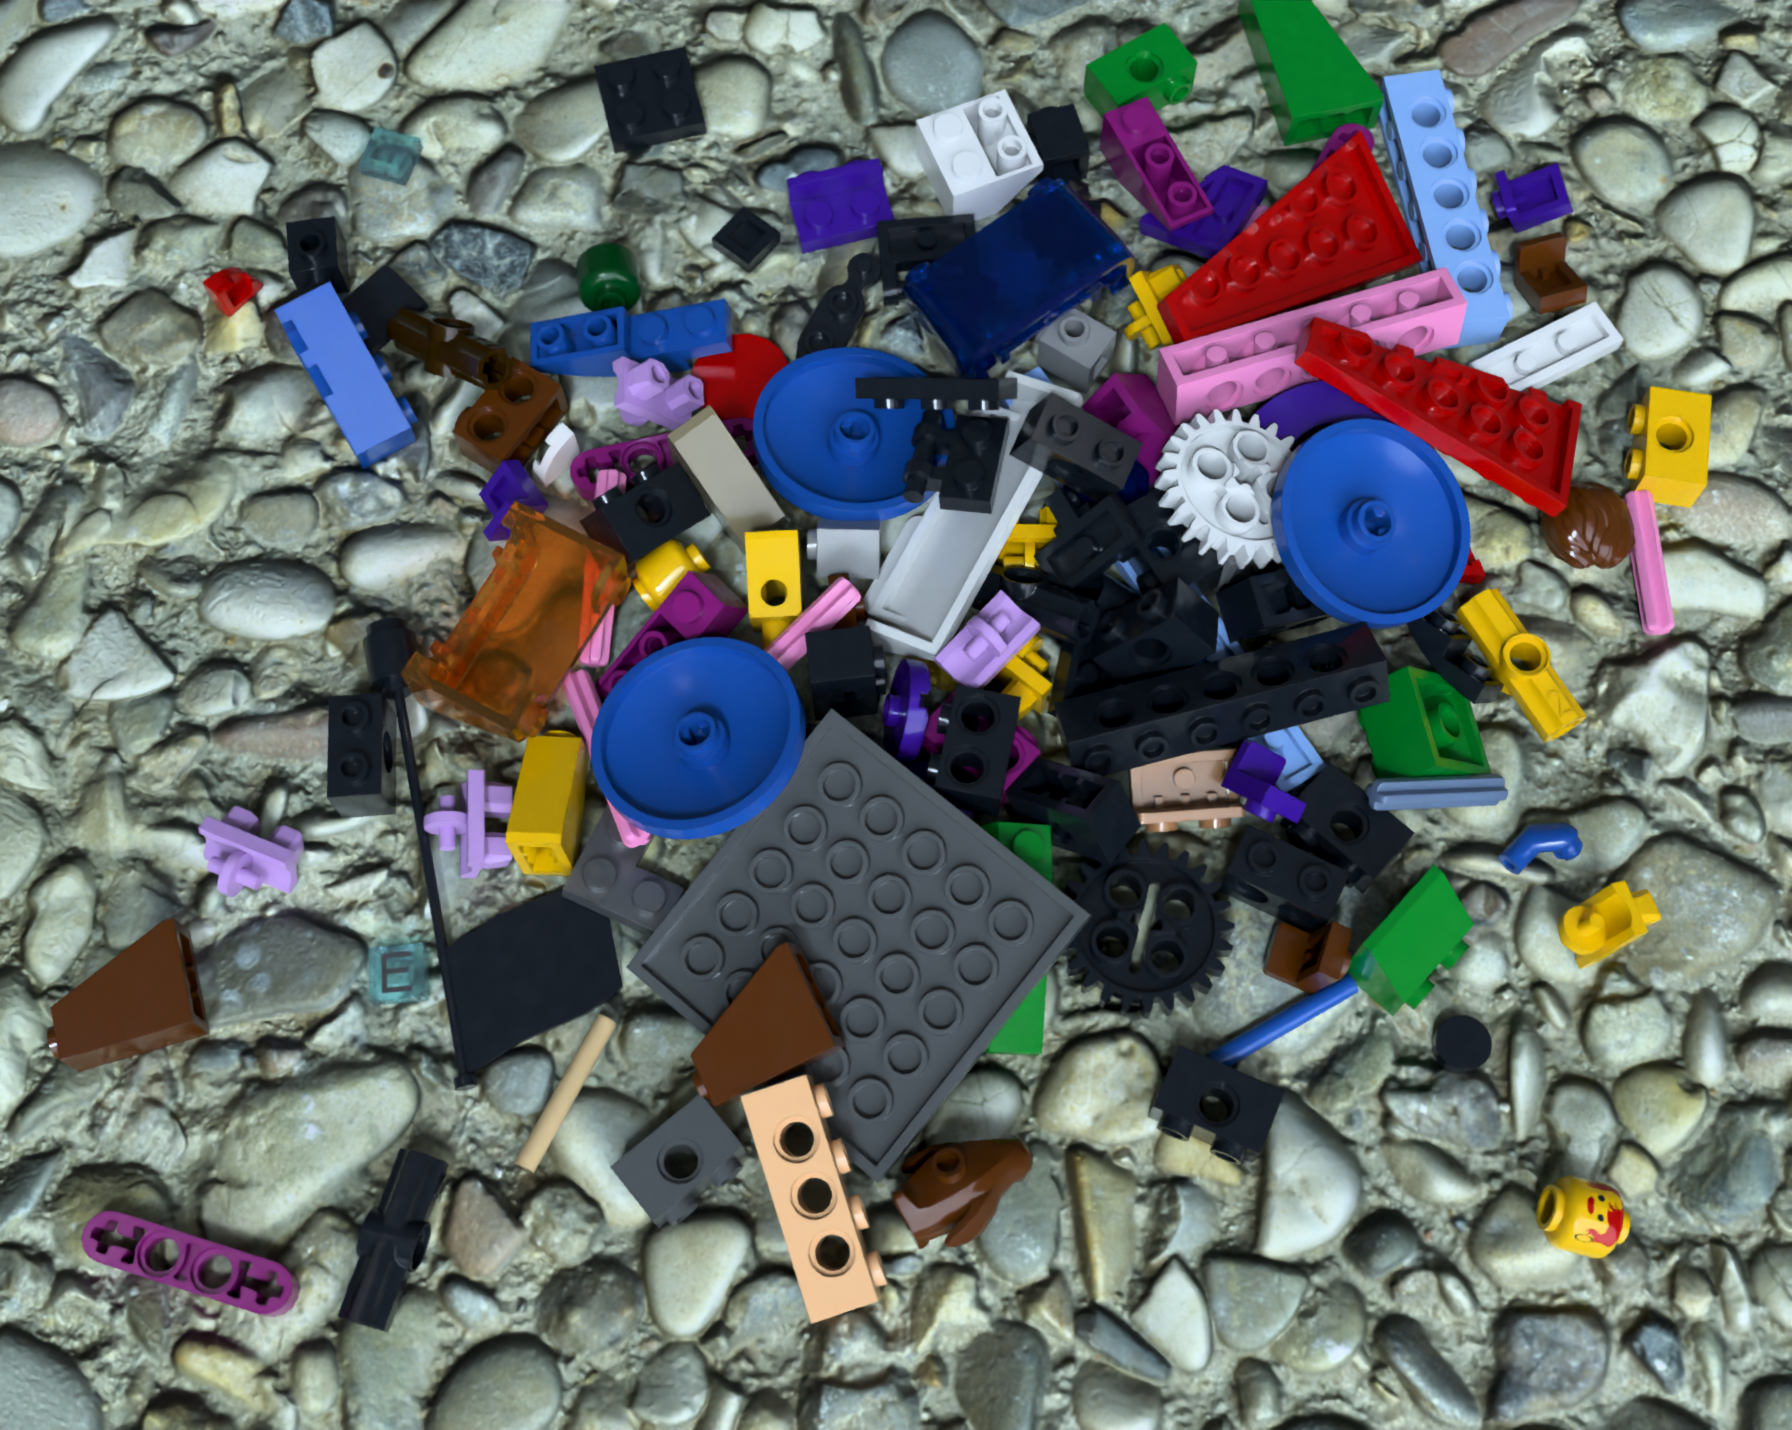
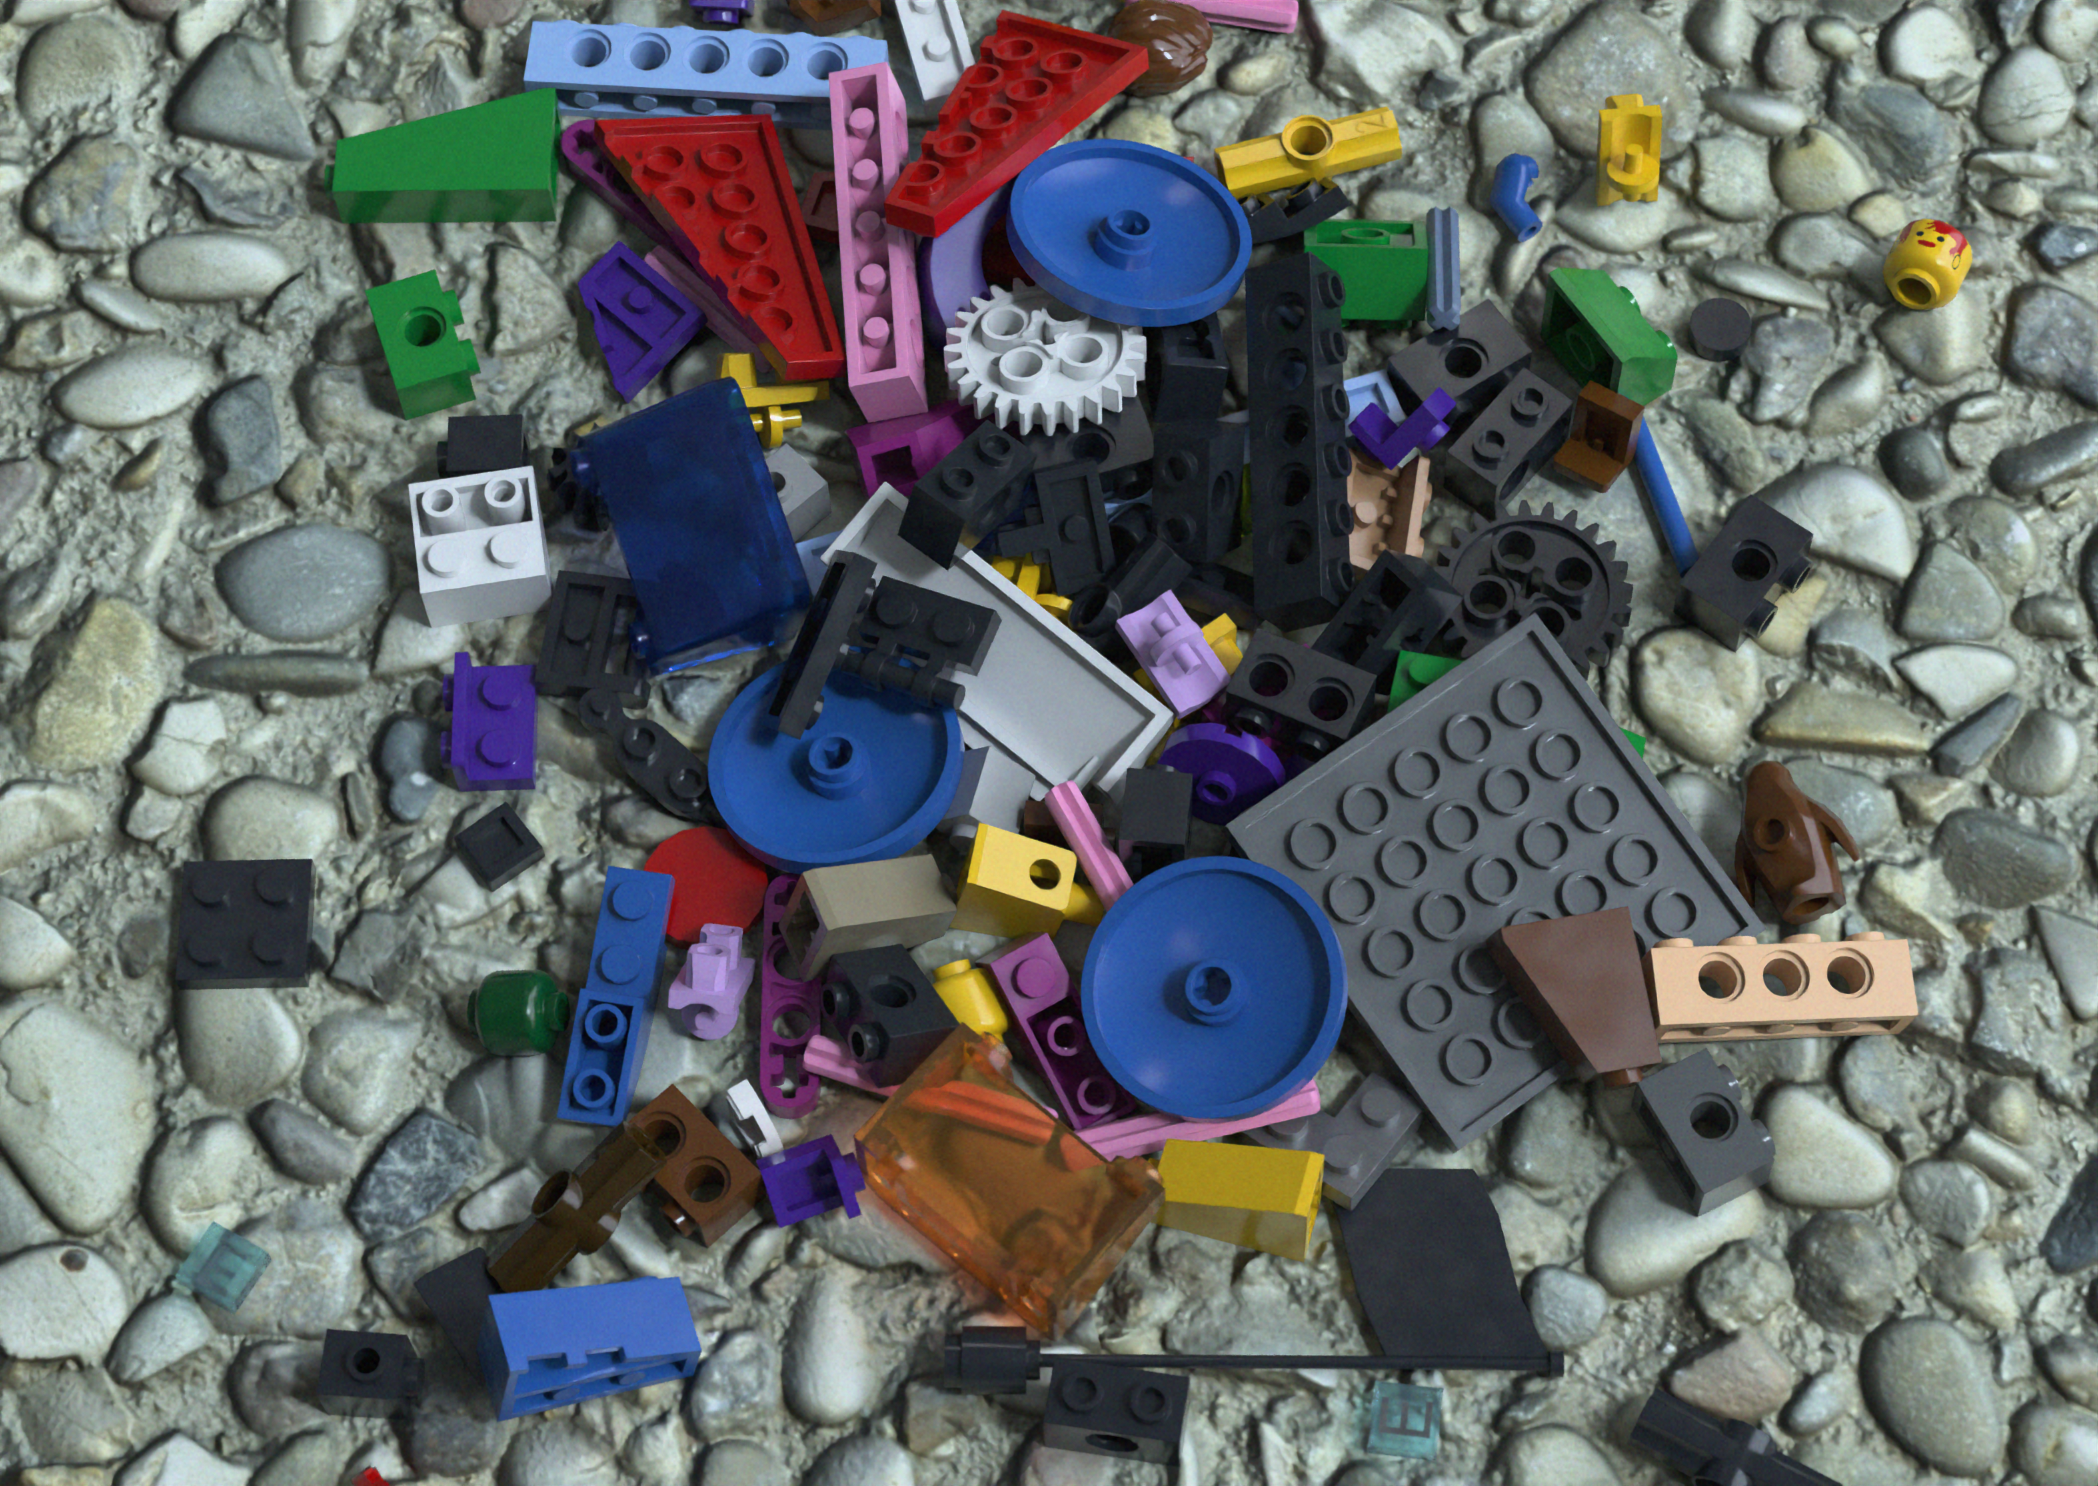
camera: 75 degrees left, 5 degrees down
(477, 801) = (1238, 1297): lavender hips -> none
(565, 1093) = (1591, 1252): tan bar -> none
(1152, 165) = (564, 356): magenta slope -> none

